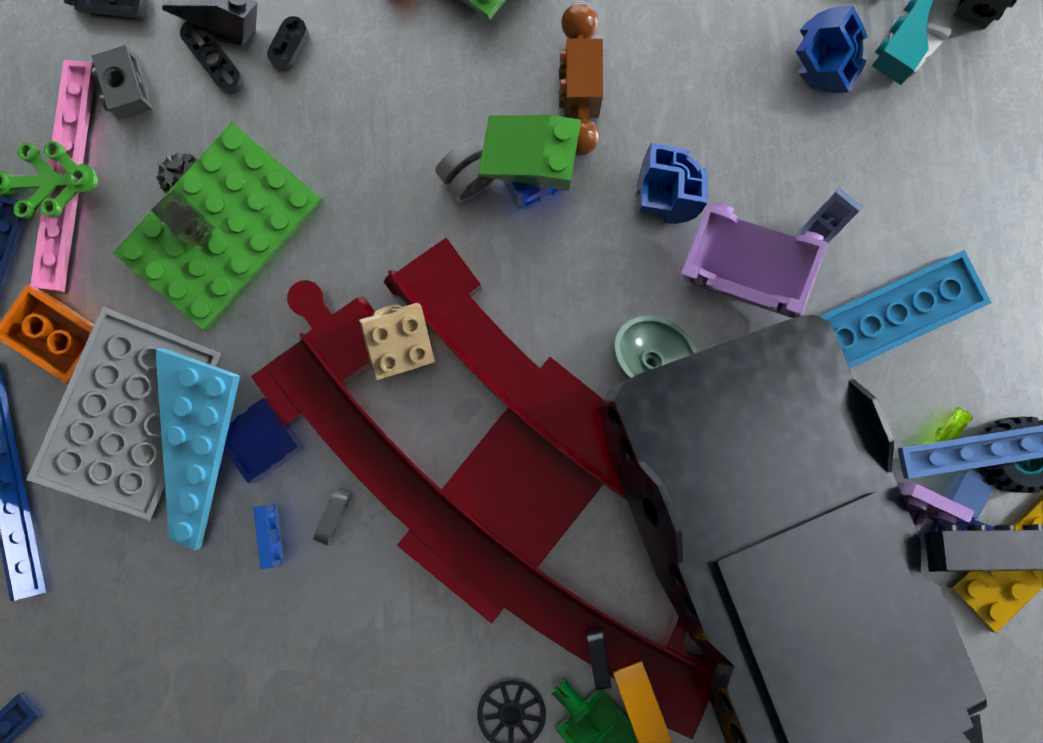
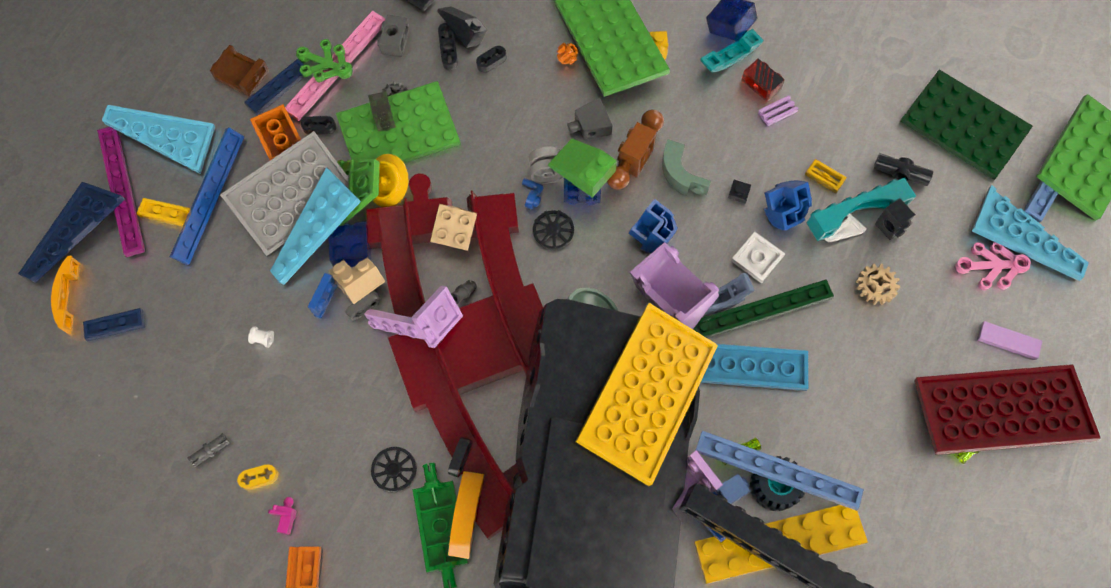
camera: 30 degrees right, 15 degrees down
(94, 278) = (319, 124): none -> black beam
(218, 639) = (261, 337): none -> white bush
(219, 337) = (362, 181): none -> bright green wing
(254, 316) = (392, 180): none -> yellow piece
(305, 492) = (357, 281): none -> tan brick
(454, 503) = (429, 323): none -> lavender bracket
(461, 424) = (463, 291): none -> dark grey pin
(477, 230) = (533, 199): none -> blue plate
(490, 66) = (591, 121): none -> dark grey torso
(528, 259) = (553, 229): none -> black wheel
(652, 84) = (677, 175): none -> sand green arch
(751, 64) = (739, 191): none -> black plate
(816, 446) = (647, 394): none -> yellow plate
(829, 150) = (758, 257): none -> white plate
(879, 218) = (764, 309): none -> dark green plate
(1006, 103) = (875, 285): none -> tan gear

